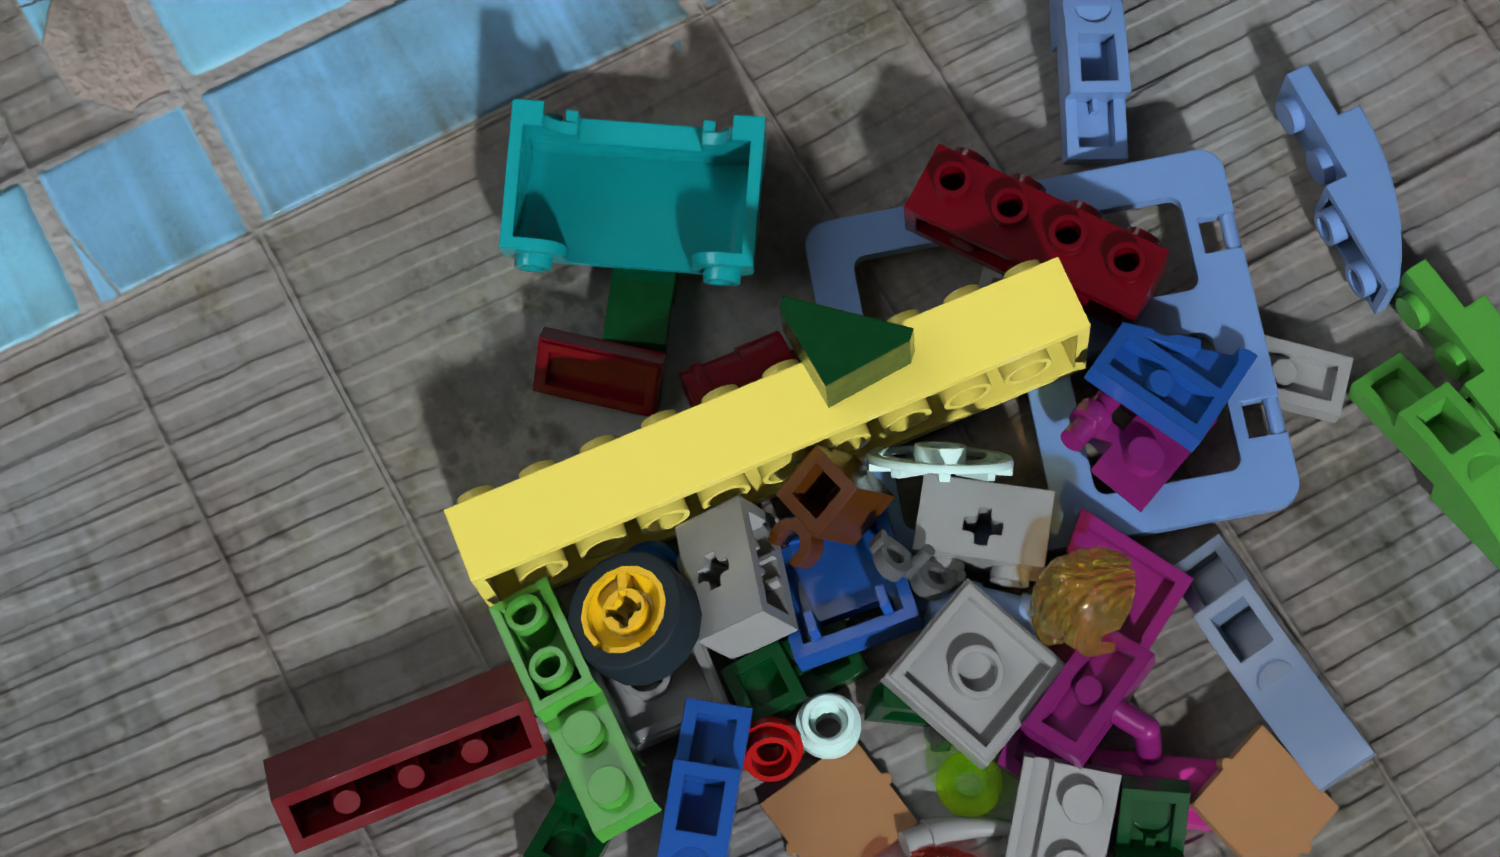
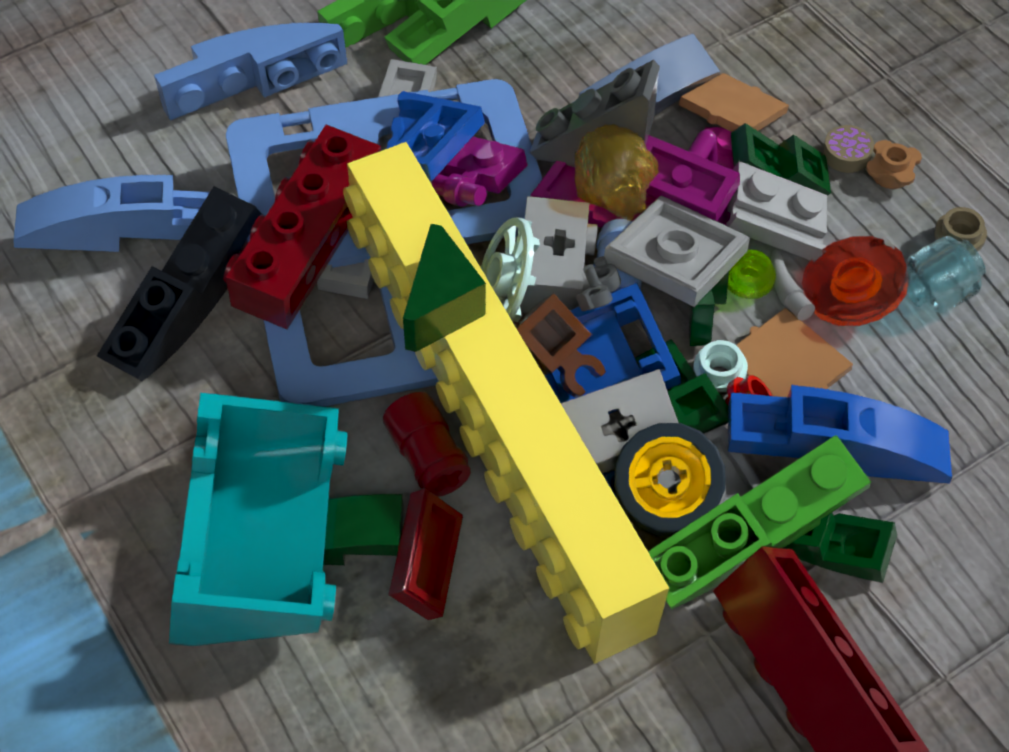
camera: 95 degrees left, 15 degrees down
(966, 111) = (183, 294): none -> black slope
(1171, 587) = (623, 102): none -> dark grey slope

